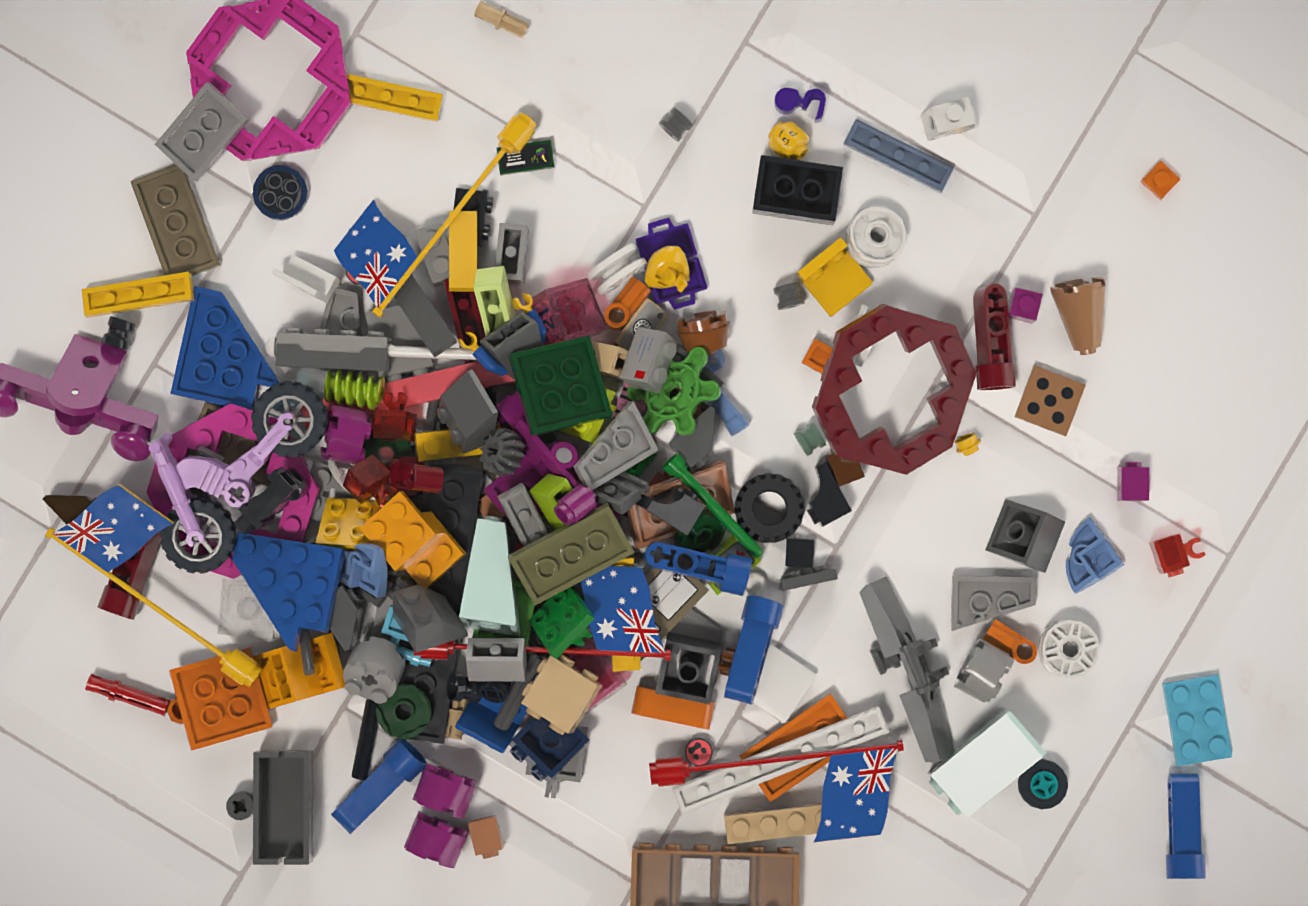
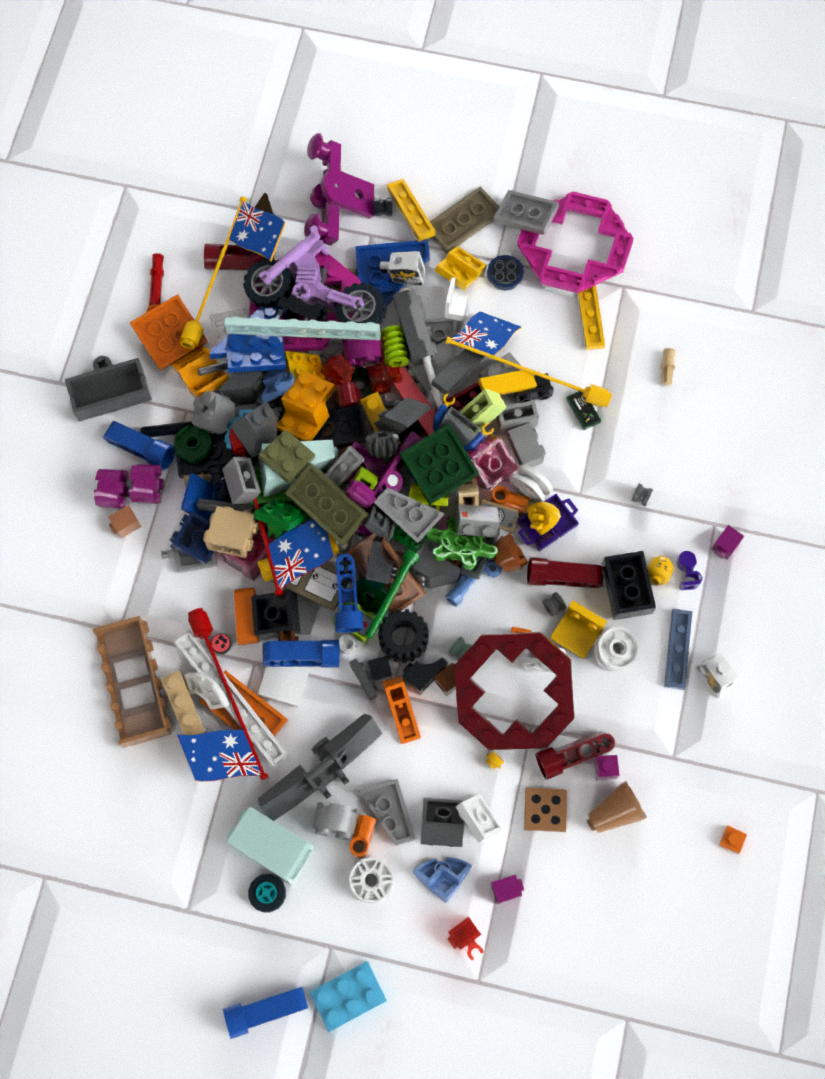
camera: 75 degrees right, 15 degrees down
(244, 327) = (405, 268): none -> white torso
(252, 253) = (460, 266): none -> yellow slope
(294, 520) = (298, 328): none -> light aqua plate
(488, 588) = (286, 456): none -> olive plate
(555, 255) = (525, 445): none -> light grey brick
(742, 296) = (544, 572): none -> dark red beam
(760, 787) = (207, 689): none -> white tile
(779, 37) = (727, 542): none -> magenta brick
(864, 542) = (401, 709): none -> orange slope
(1038, 488) = (479, 818): none -> white plate

